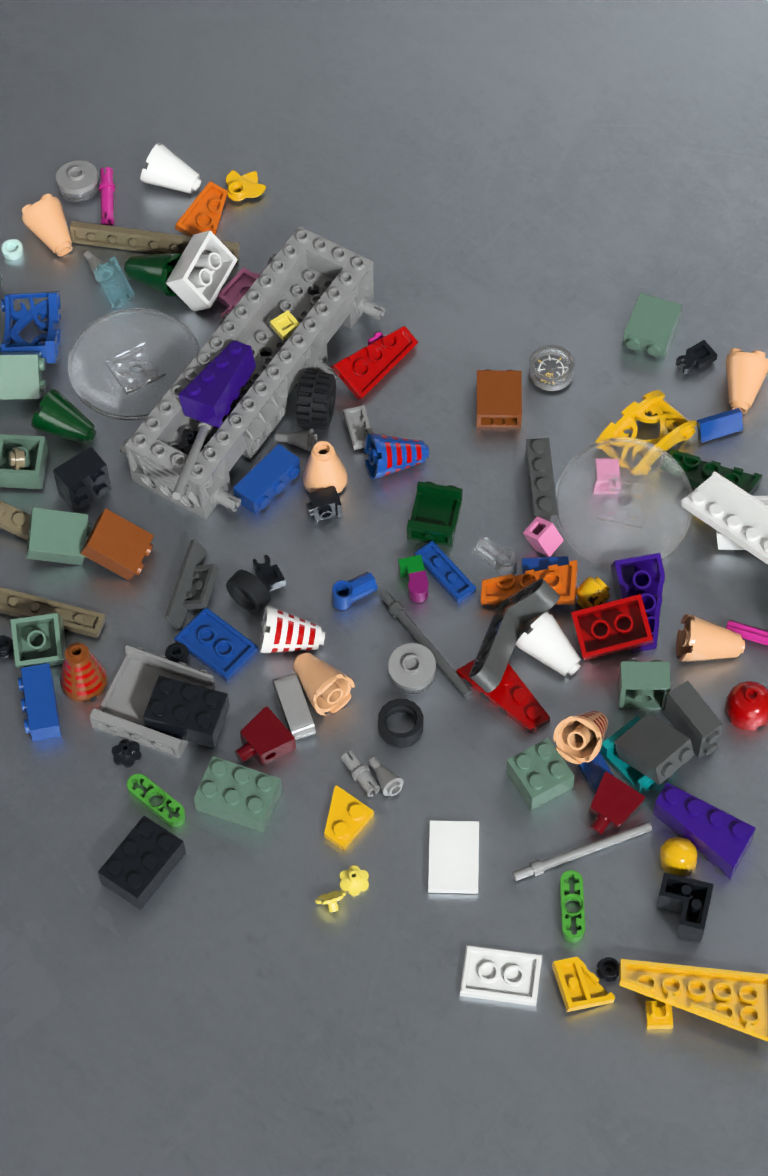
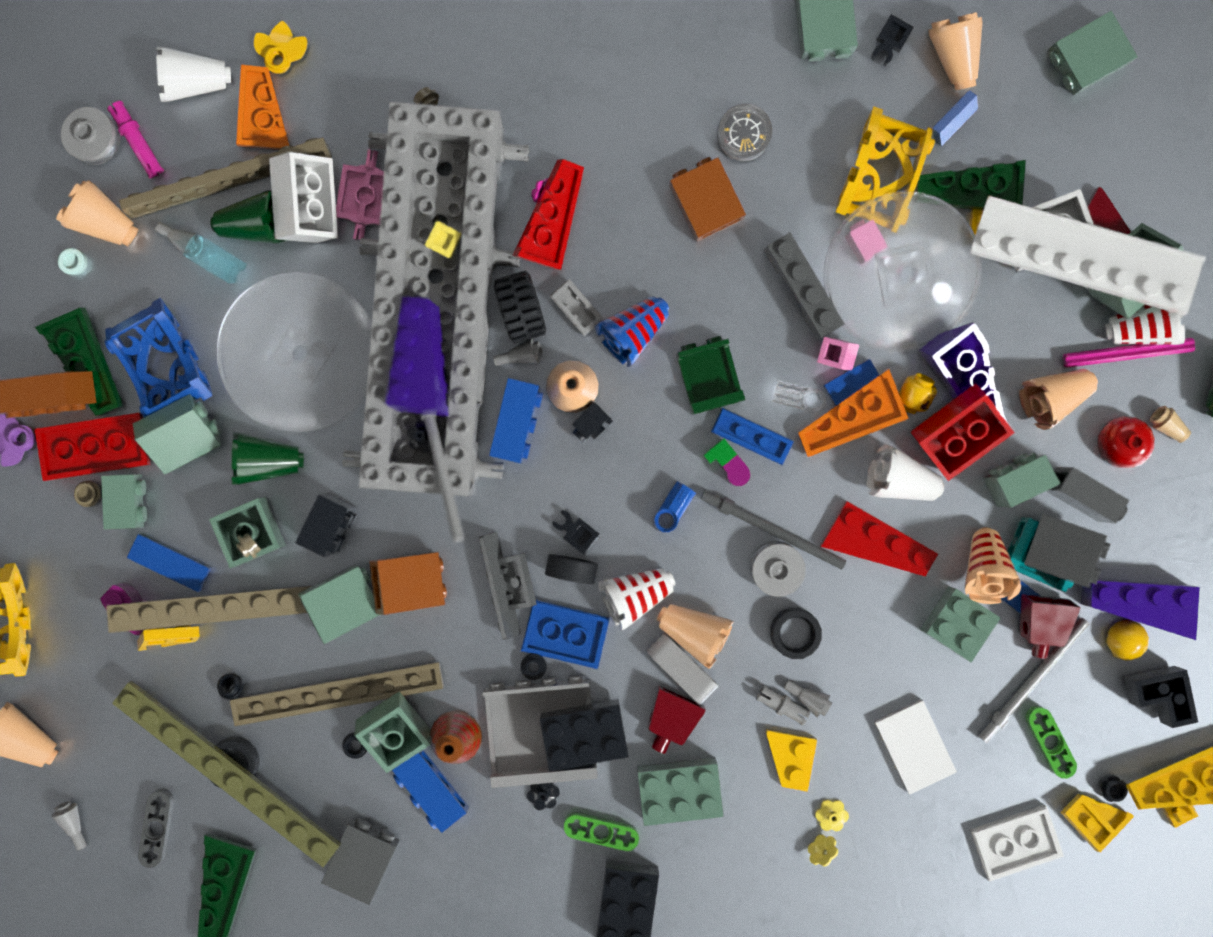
camera: 25 degrees left, 30 degrees up
(505, 630) = (855, 495): dark grey beam -> none

